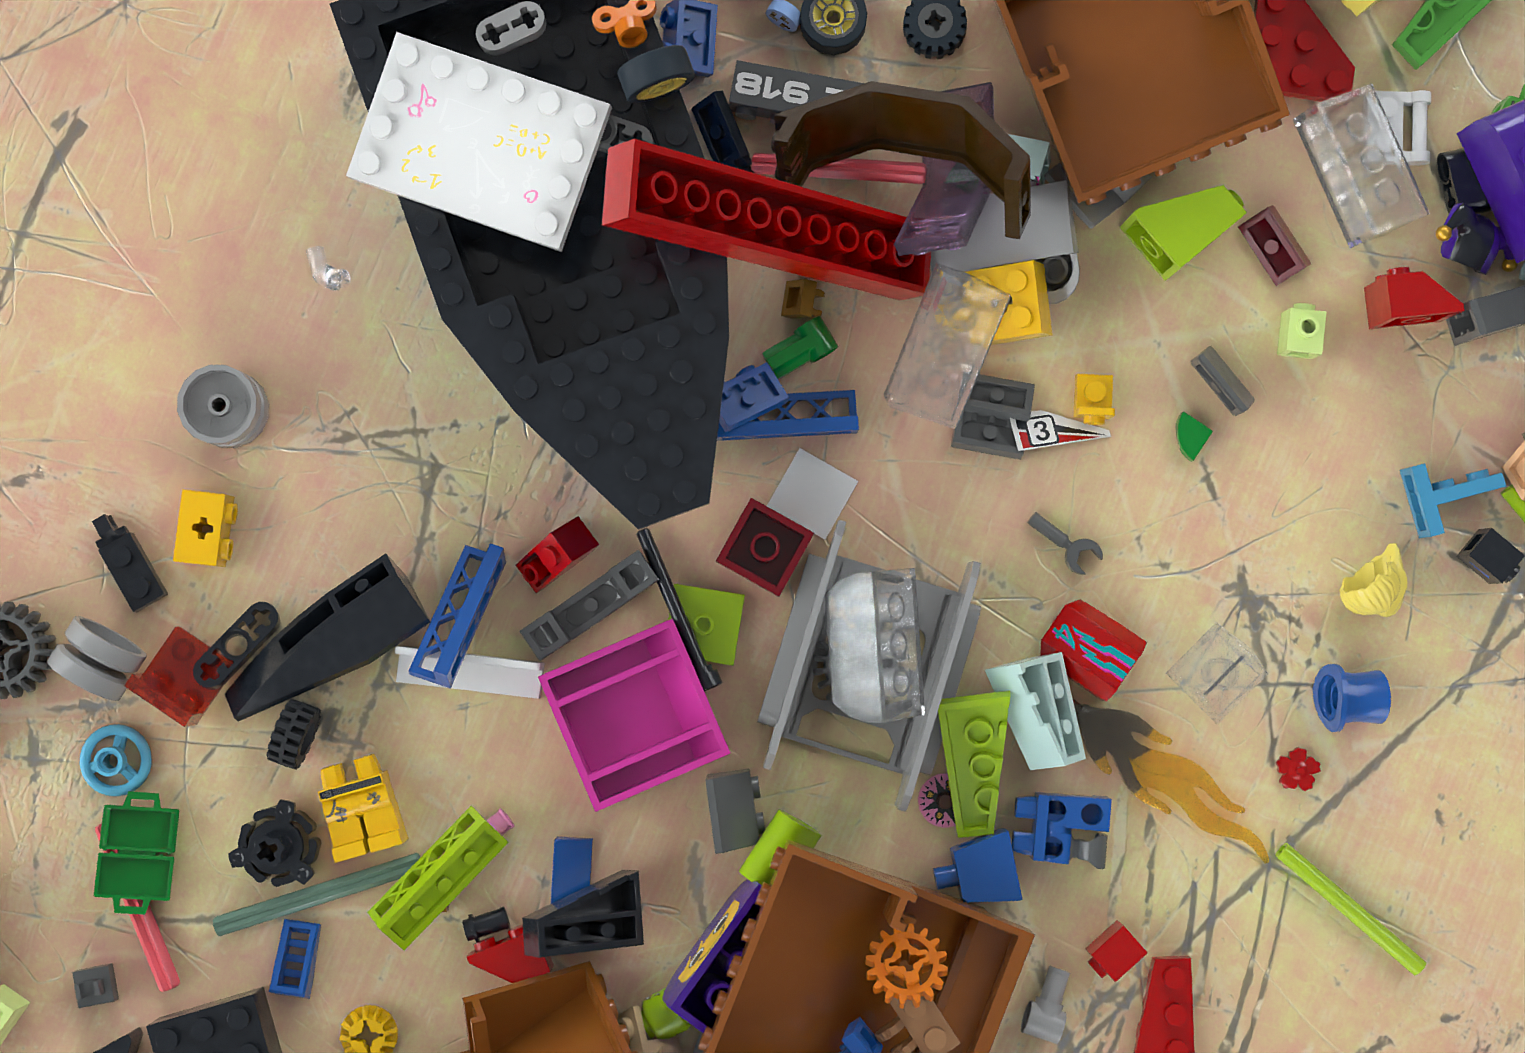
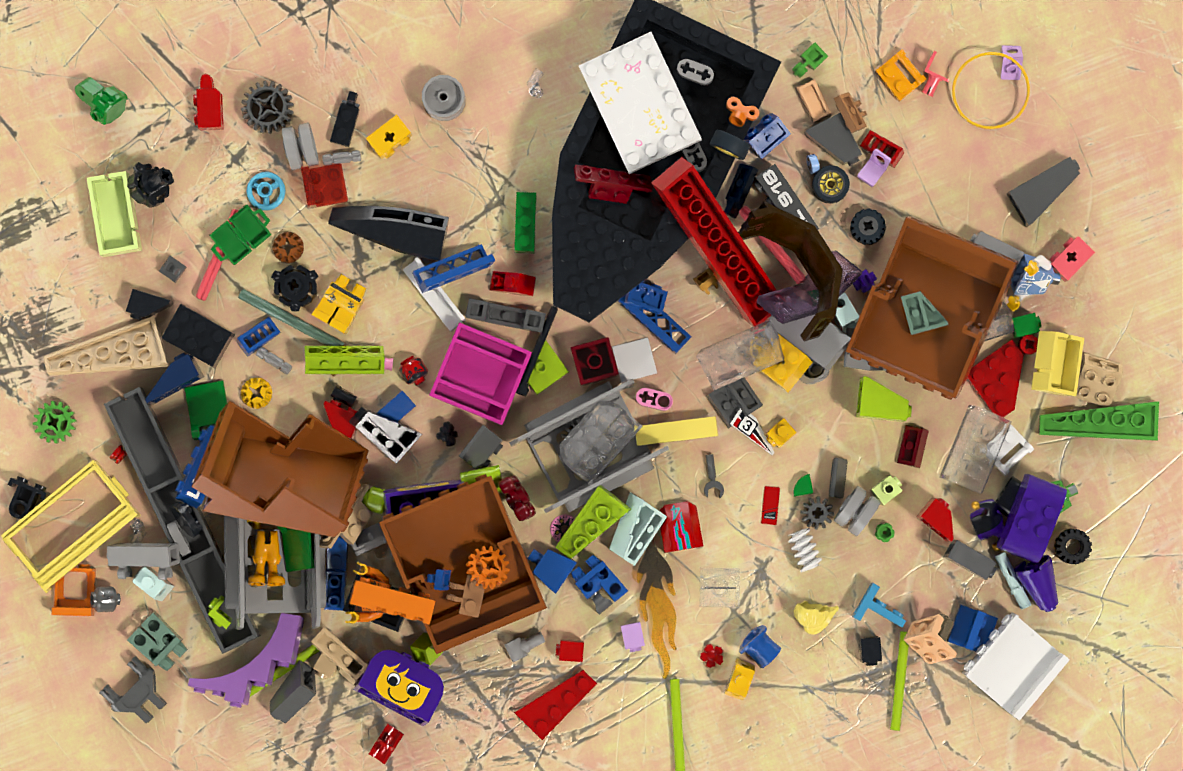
camera: 50 degrees right, 0 degrees up
(170, 617) = (342, 157): none -> light grey axle
(235, 803) = (294, 254): none -> dark orange gear
(238, 661) = (341, 190): black beam -> none
(293, 734) = (344, 250): black tyre -> none
(348, 969) = (274, 360): none -> light grey axle
(493, 460) = (525, 222): none -> green arch
(543, 798) = (413, 370): none -> head
(551, 290) = (611, 184): none -> dark red bracket
(671, 834) = (447, 434): none -> black plant
(807, 344) = (690, 300): green piece -> none
(846, 827) = (517, 497): none -> dark red gear
(877, 515) = (650, 394): none -> bright pink beam
(962, 528) = (677, 431): none -> light yellow slope
(1006, 95) = (865, 281): none -> dark purple gear
(1125, 56) = (921, 313): none -> sand green wing
(1173, 502) = (770, 505): none -> red sticker
(1174, 850) = (633, 636): none -> lavender brick
(1233, 447) = (821, 518): none -> dark grey gear
(1278, 512) = (805, 549): none -> white piece
(1297, 396) = (855, 509): none -> light grey wheel
(1362, 387) = (884, 537): none -> bright green plate
(1370, 765) = (740, 679): none -> yellow torso

